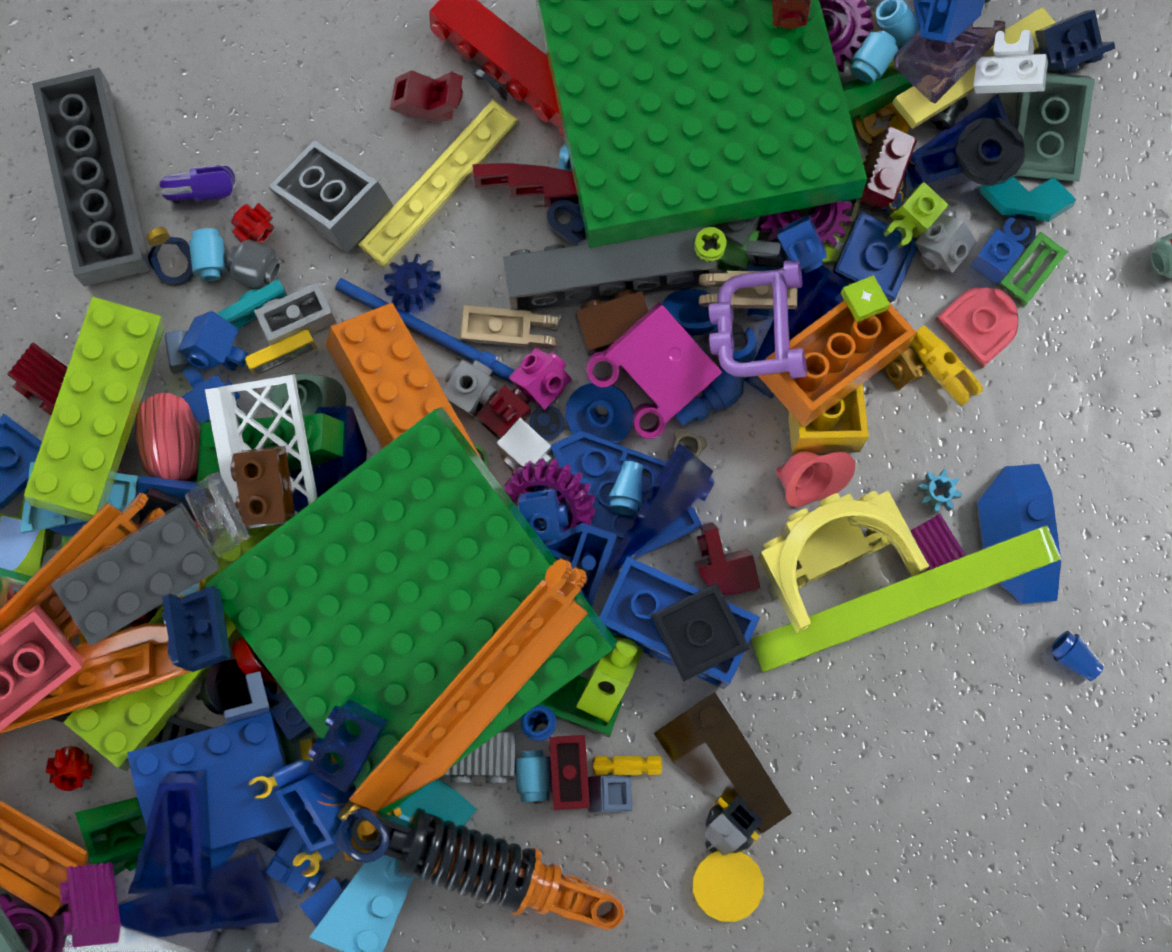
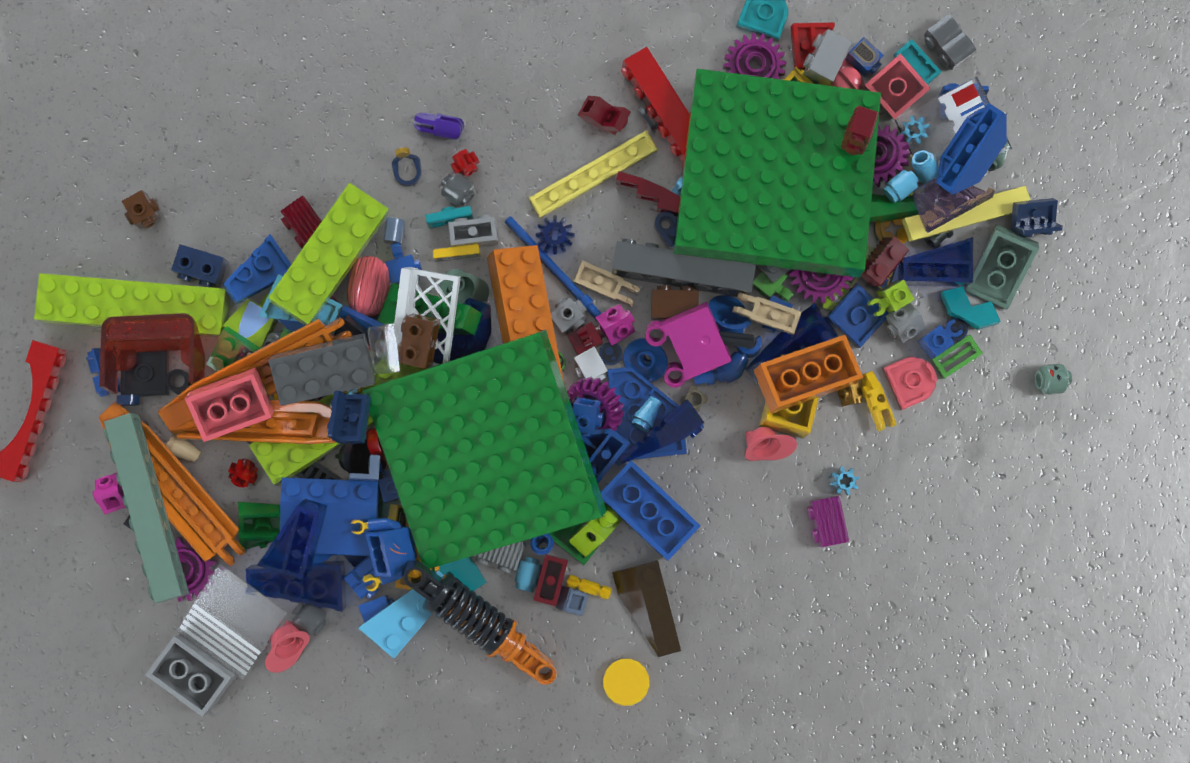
camera: 15 degrees right, 5 degrees up
(91, 177) = (372, 98): dark grey brick -> none
(91, 905) = (232, 564): magenta brick -> none
(207, 254) = (430, 173): medium azure brick -> none
(210, 343) = (414, 233): blue brick -> none
(332, 195) = (521, 160): dark grey slope -> none
(346, 814) = (408, 560): dark blue piece -> none
(352, 748) = (421, 523): clear blue brick -> none
(479, 689) = (511, 513): orange hinge -> none
(700, 632) = (659, 523): black tile -> none
(708, 233) = (750, 284): lime bush -> none
(722, 314) = (744, 323): medium lavender bar -> none
(731, 571) = (690, 487): dark red brick -> none
(731, 826) = (640, 646): black piece -> none
(766, 253) = (786, 292): dark grey tile -> none
(802, 243) = (811, 295): blue brick -> none
(830, 540) = (762, 490): light yellow piece -> none
(865, 298) = (837, 345): lime tile -> none
(907, 598) = (798, 543): lime beam -> none
(987, 170) = (941, 279): black tile -> none
(1011, 507) = (886, 524): blue wedge -> none
(1012, 67) = (987, 223): white plate -> none
(1076, 655) = (894, 613): blue cone -> none

